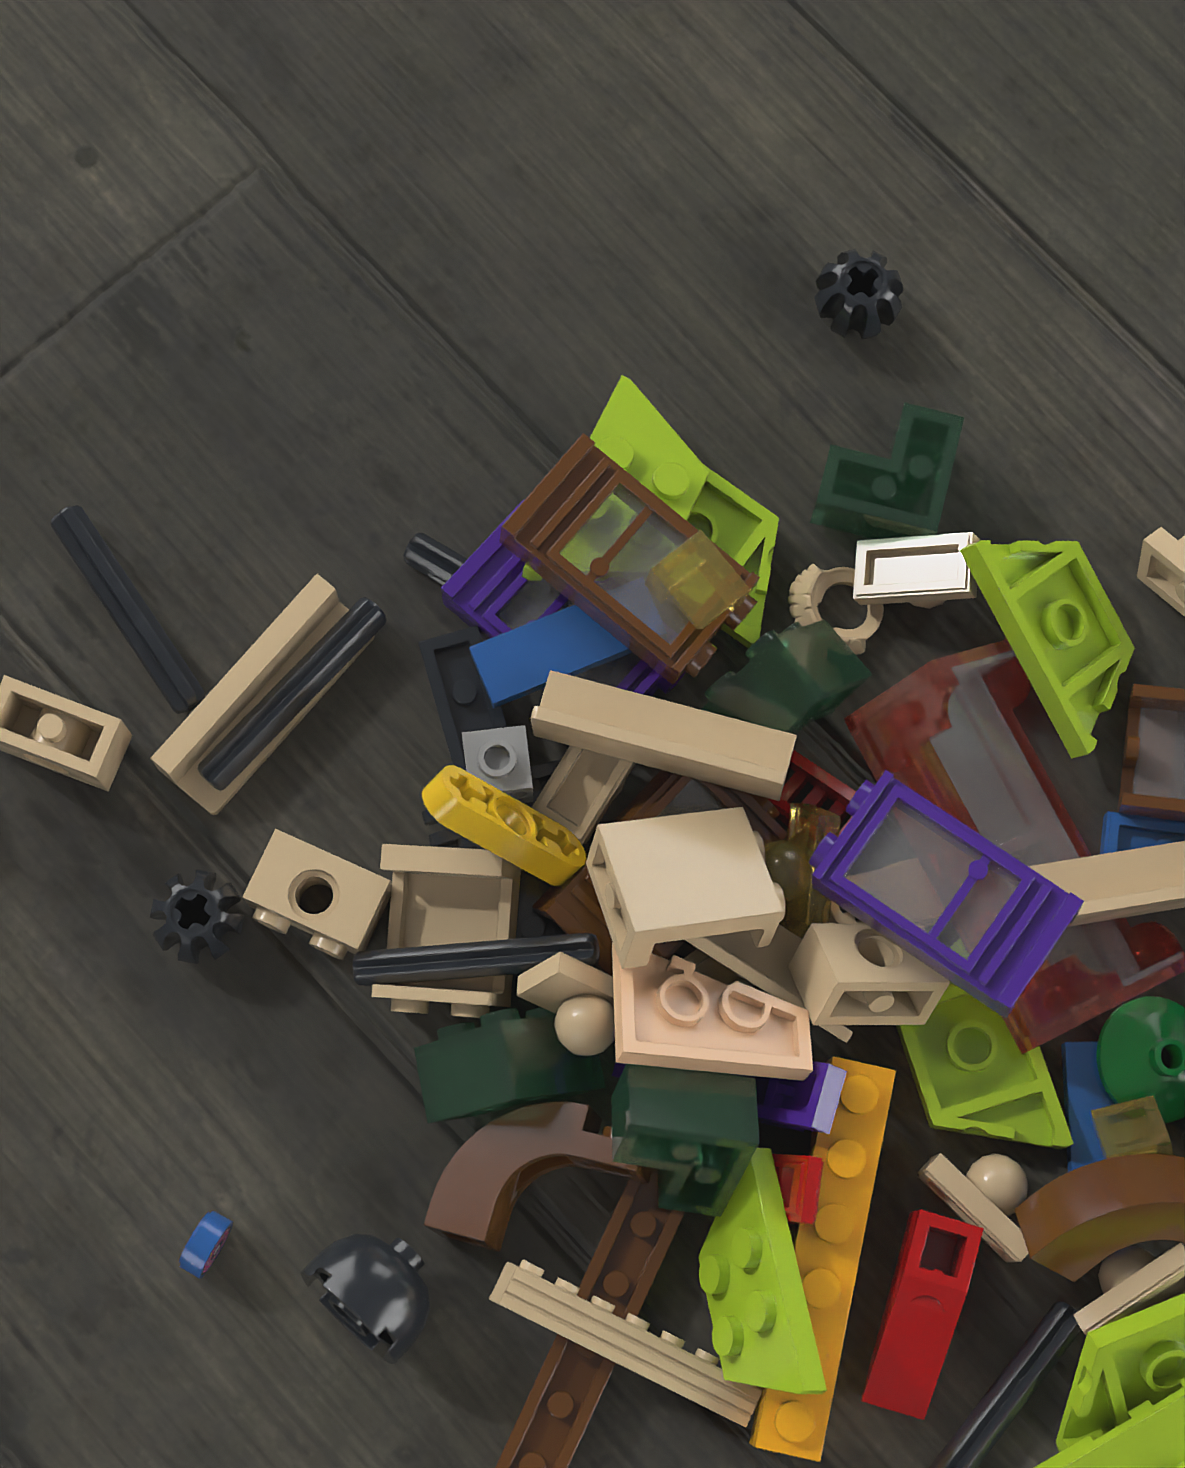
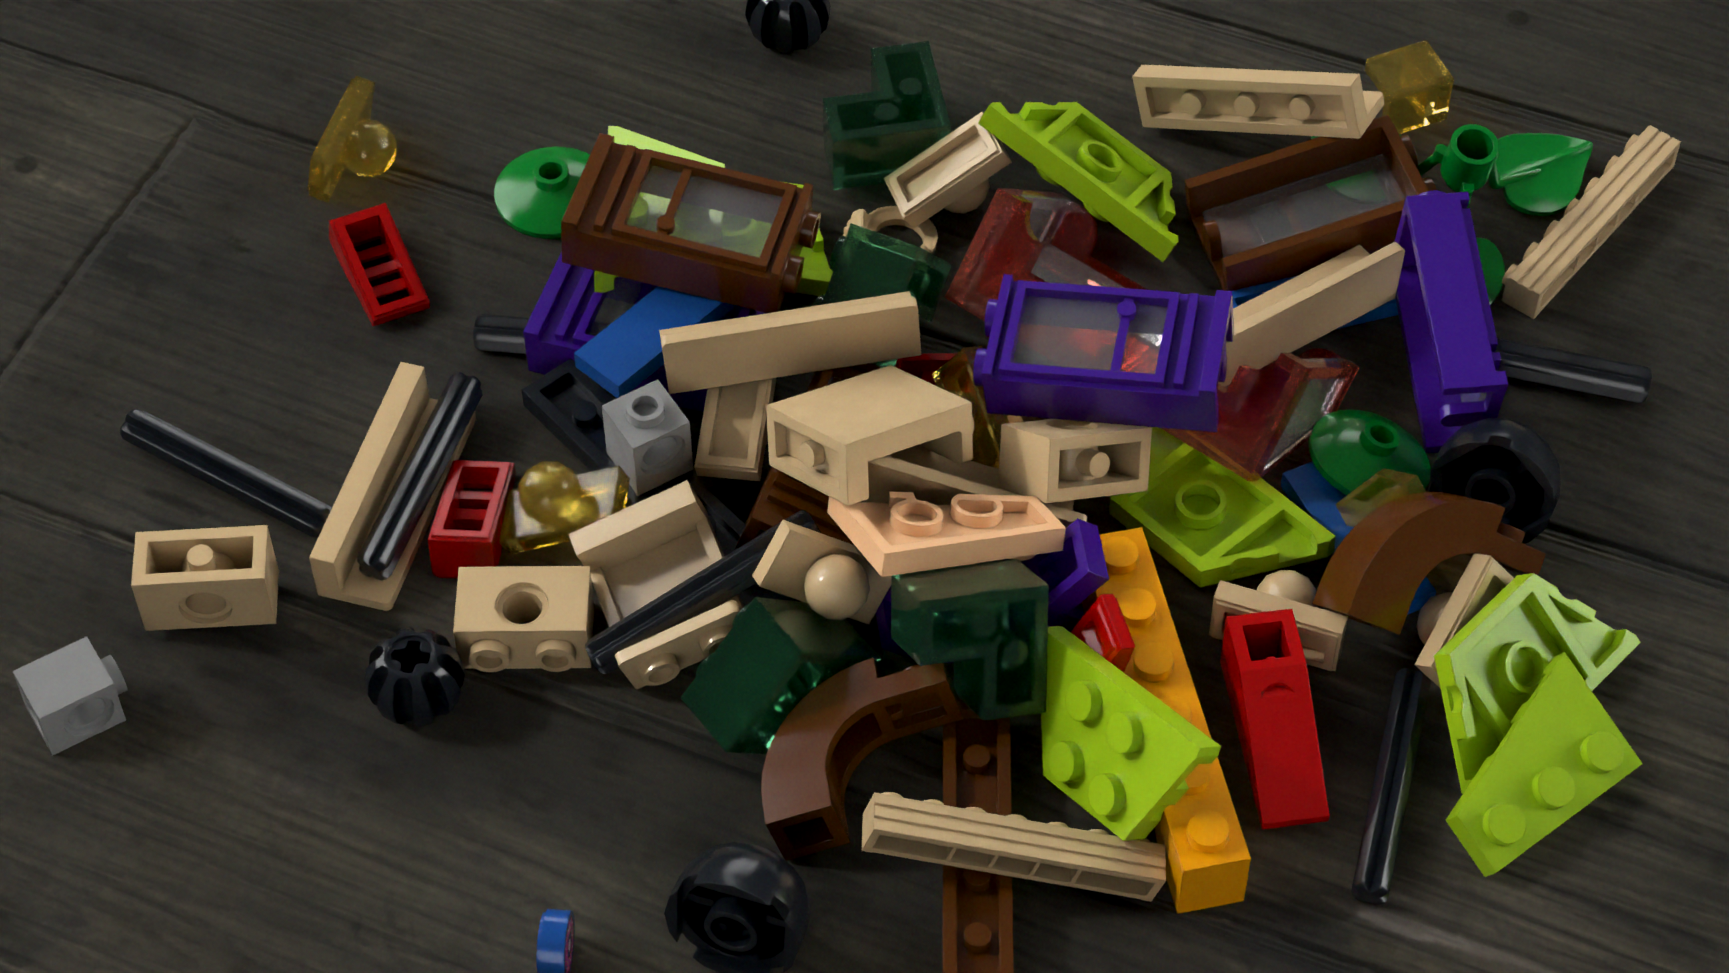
camera: 20 degrees left, 25 degrees down
(299, 797) = (470, 522): none -> red slope
(352, 381) = (366, 227): none -> red slope
(383, 274) = (351, 142): none -> clear yellow tile
(390, 792) = (557, 502): none -> clear yellow tile
(503, 825) = (678, 458): yellow beam -> none
(541, 430) = (538, 188): none -> green dish
(697, 581) = (760, 179): clear yellow panel -> none

